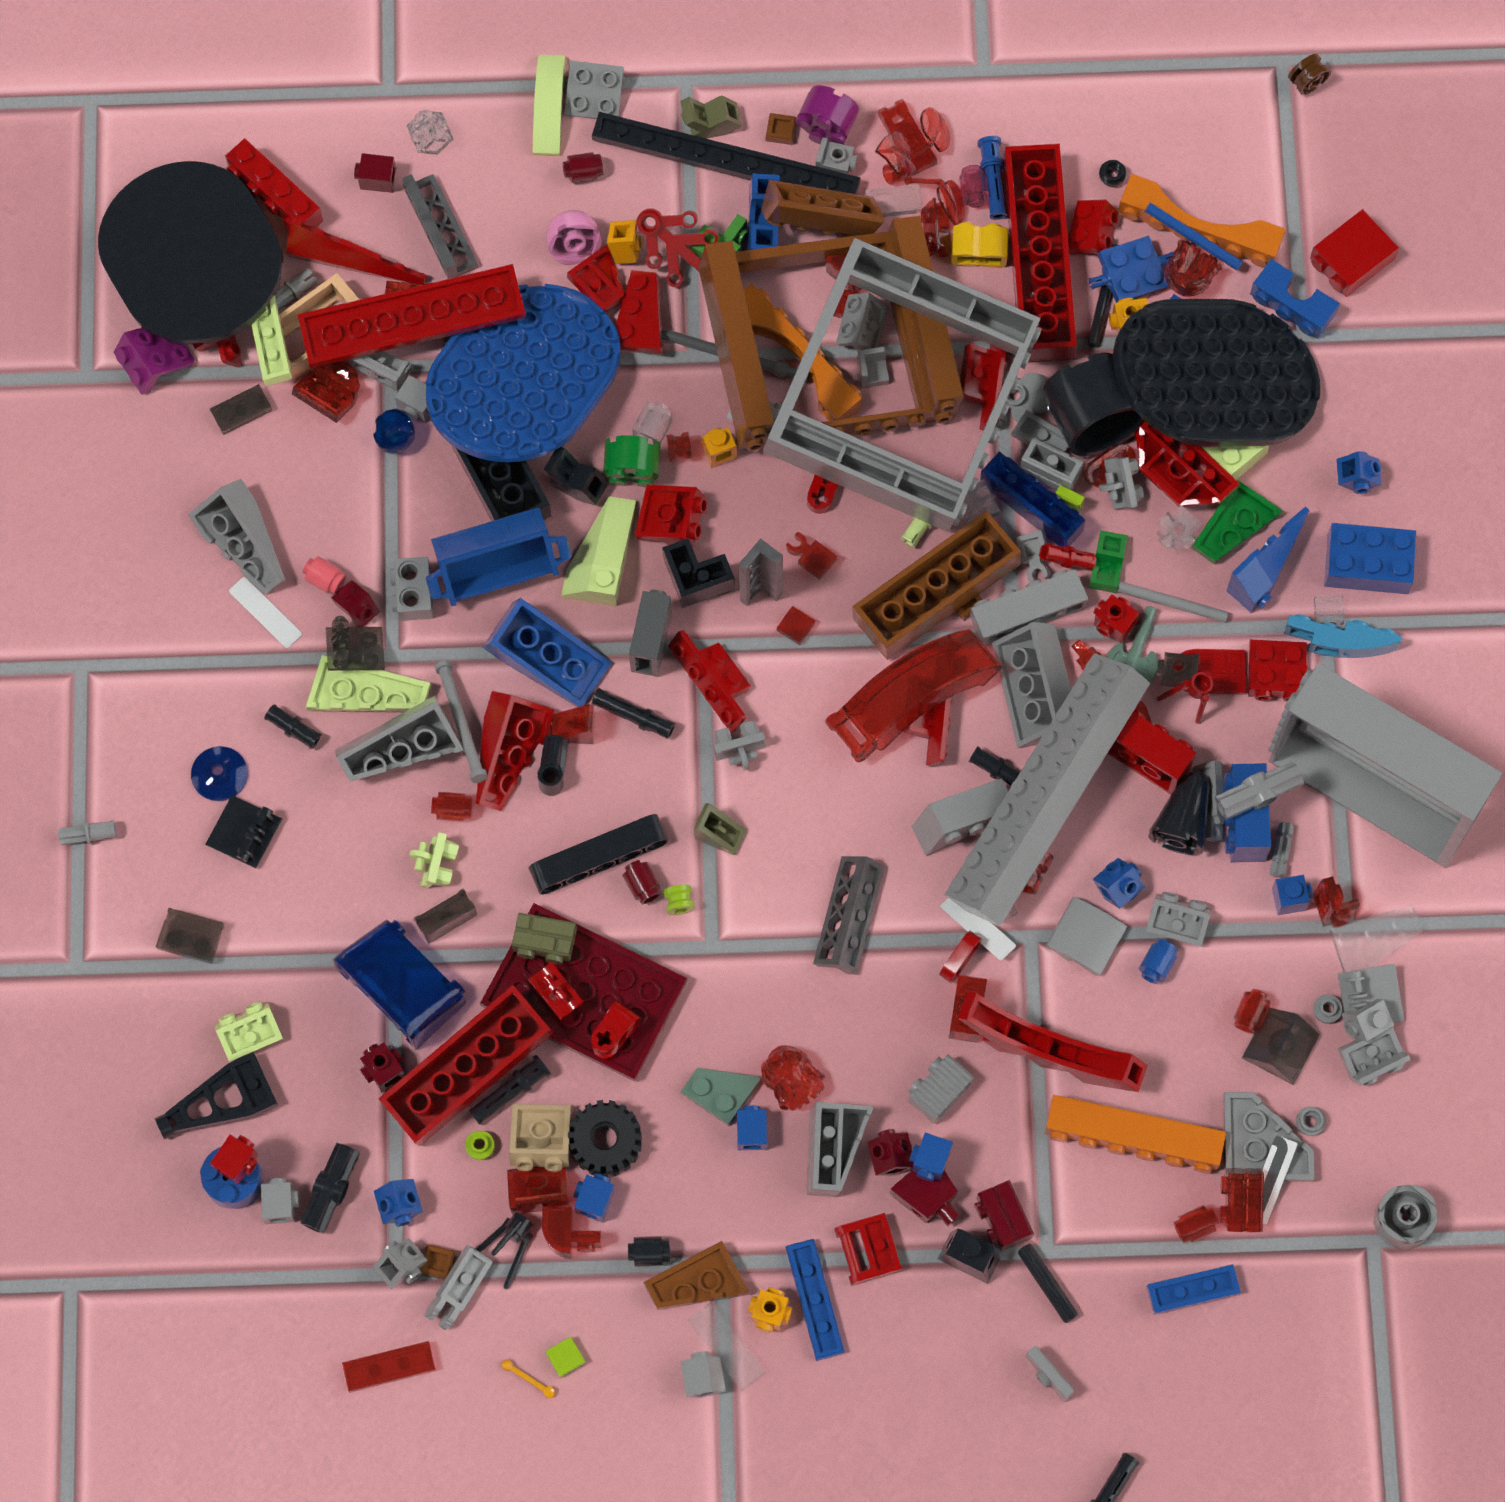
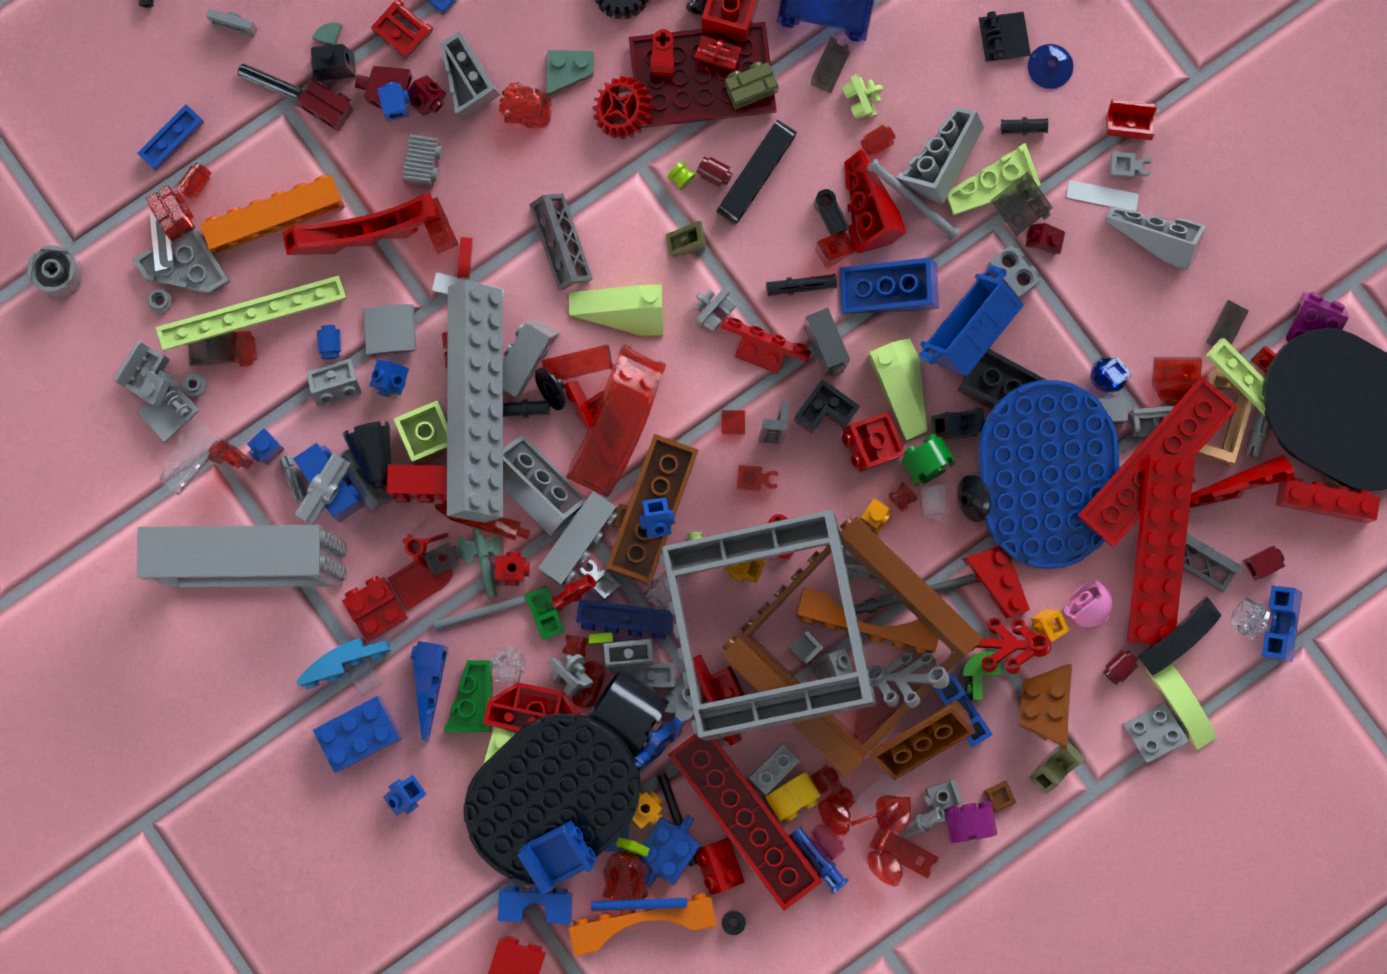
camera: 140 degrees right, 10 degrees up
(183, 661) = (1130, 119): none -> red bracket
(220, 623) = (1125, 165): none -> light grey plate
(323, 575) = (1081, 243): coral brick -> none
(388, 425) = (1115, 372): none -> clear blue tile
(406, 103) = (1285, 611): none -> blue arch
(468, 238) = (1160, 547): none -> red plate
(503, 153) = (1181, 638): none -> black slope
(598, 279) = (1047, 586): red wing -> none
(612, 398) = (974, 498): none -> black dish
(679, 173) = (1047, 704): none -> dark orange wing
(690, 1014) = (610, 106): none -> red gear
(715, 154) = (1019, 745): black plate -> none
(751, 1128) = (529, 55): blue brick -> none
(798, 275) = (882, 676): none -> light grey plant
(827, 802) = (626, 308): none -> yellowish green wedge
(863, 142) = (924, 822): none -> light grey axle
(914, 774) = (580, 362): none -> clear red tile
(941, 557) = (658, 522): none -> blue brick
(951, 1296) = (328, 33): none -> sand green tile
(958, 765) = (550, 388): none -> black dish
(984, 275) = (774, 769): none -> light grey brick
(1078, 355) = (657, 743): none -> blue plate
(1098, 509) = (575, 645): none -> clear red wheel
(1116, 802) = (423, 432): none -> yellowish green brick
(1163, 287) = (632, 847): none -> lime tile
(1223, 1033) = (250, 313): none -> yellowish green plate
(1245, 321) = (556, 856): none -> blue panel

